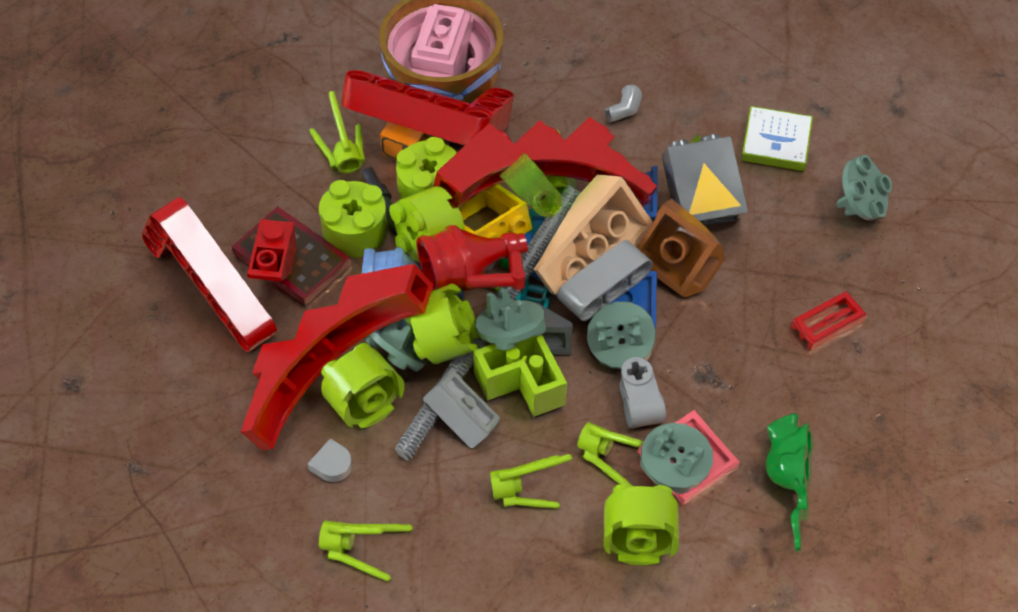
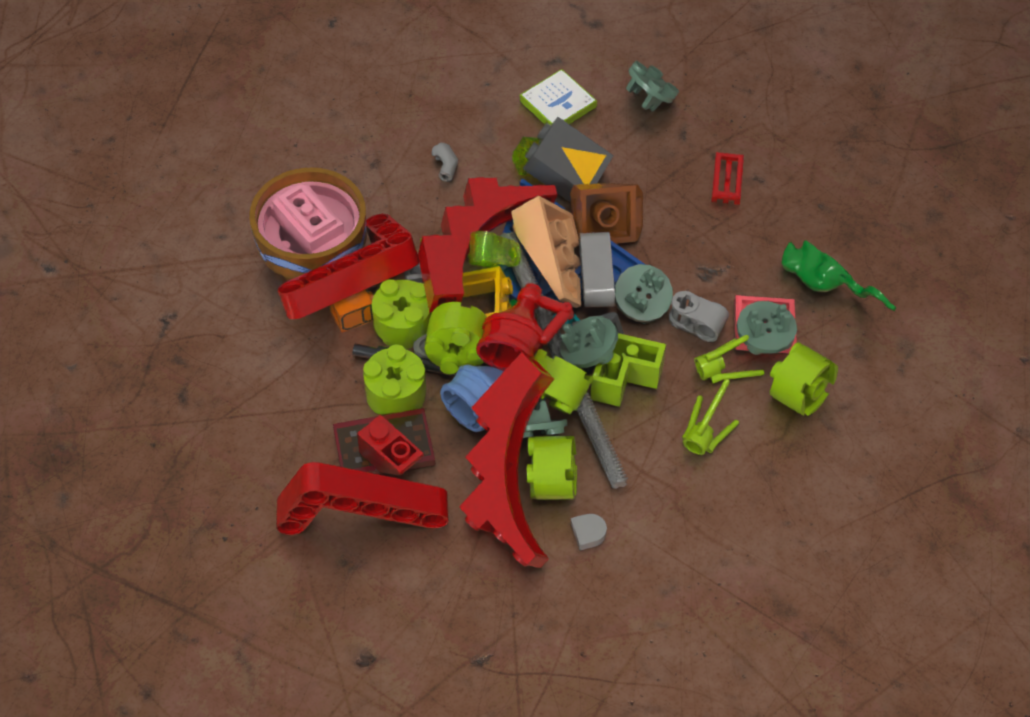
camera: 50 degrees left, 0 degrees up
(340, 536) = (657, 561): lime plant -> none
(346, 155) = (326, 350): lime plant -> none
(461, 409) = (620, 423): light grey slope -> none

